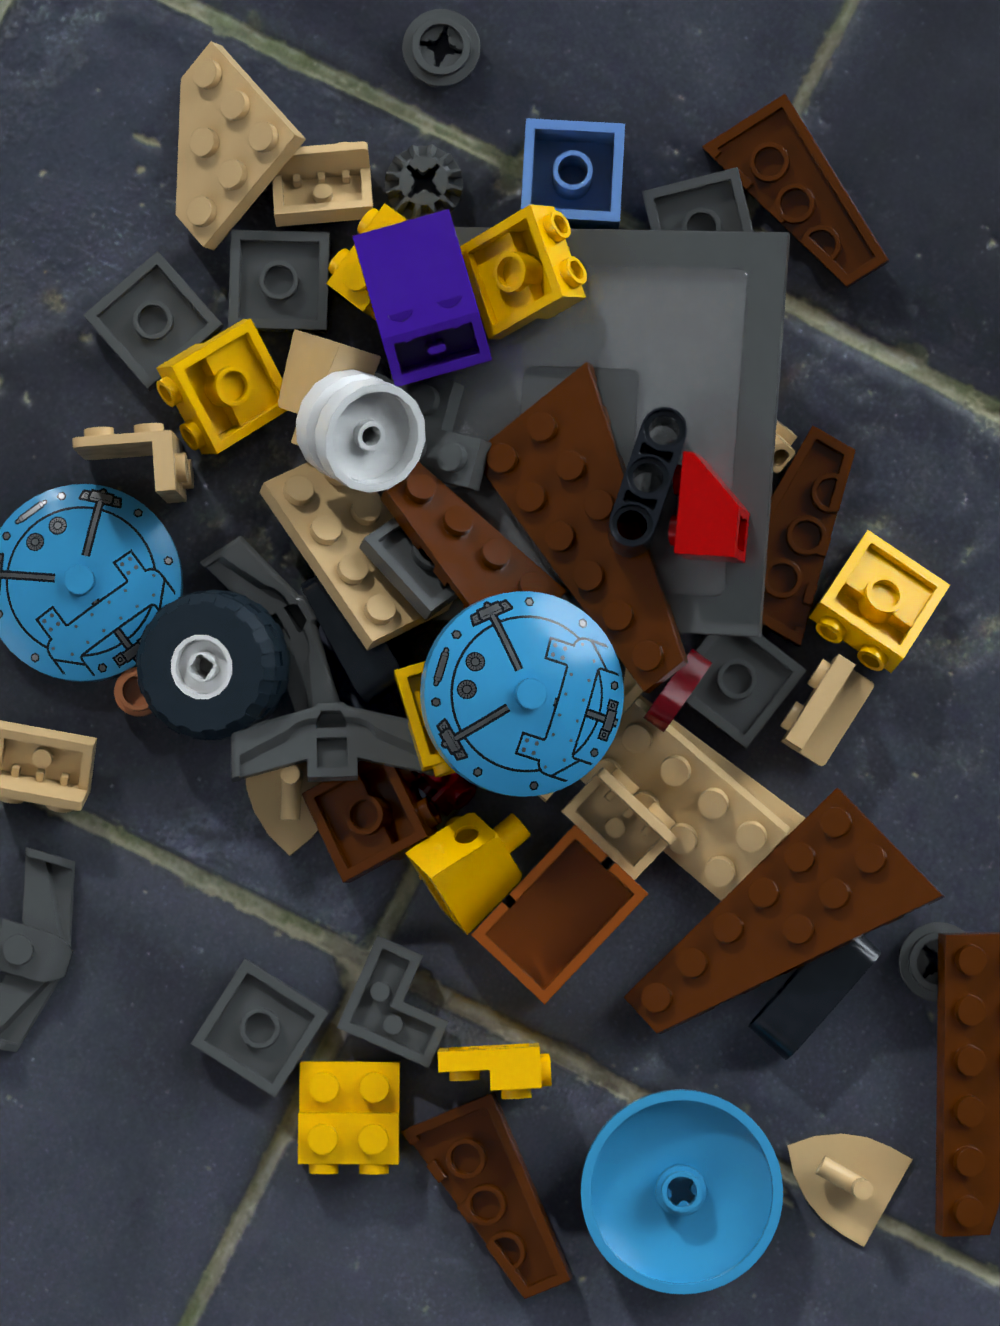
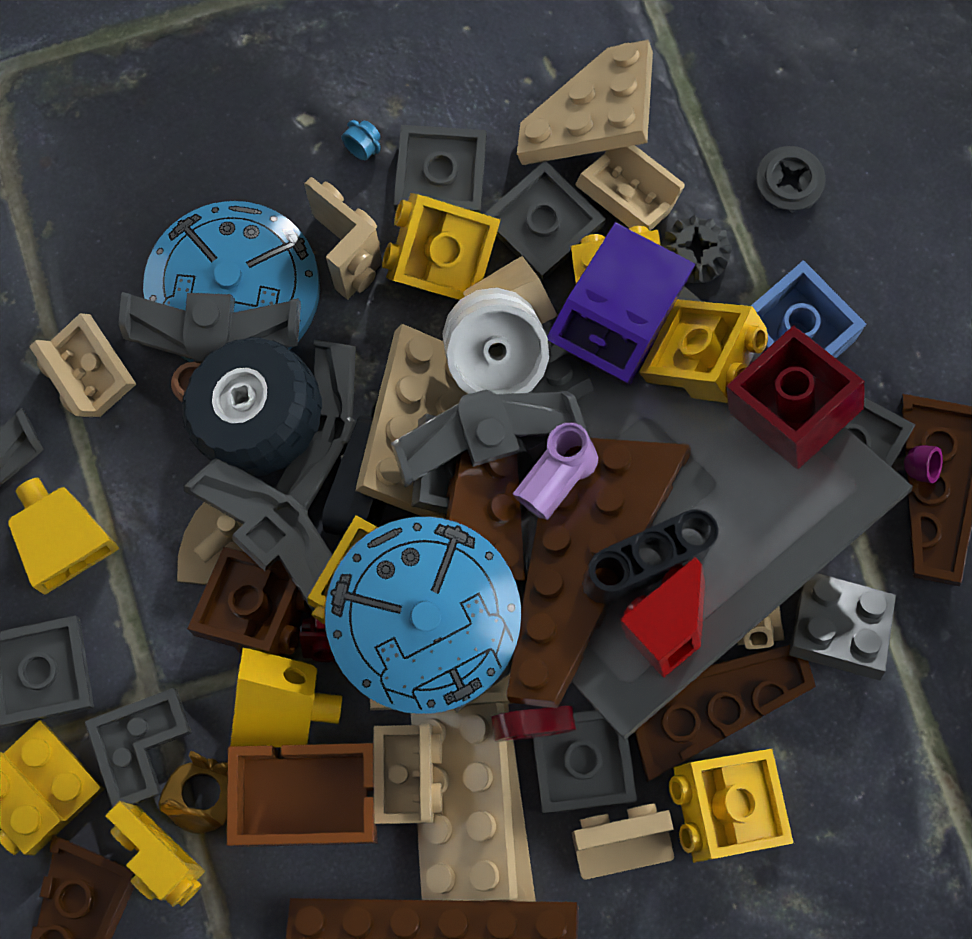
camera: 45 degrees right, 10 degrees down
(61, 357) = (361, 139): none -> dark azure plate
(105, 636) = (205, 323): none -> dark grey plate
(162, 914) = (56, 536): none -> yellow torso
(423, 504) = (484, 427): none -> dark grey plate
(493, 1015) = (194, 819): none -> pearl gold piece
(510, 490) = (555, 474): none -> lavender piece
(634, 247) = (795, 397): none -> dark red brick
(773, 192) = (924, 463): none -> magenta hinge
(833, 382) = (843, 626): none -> dark grey plate

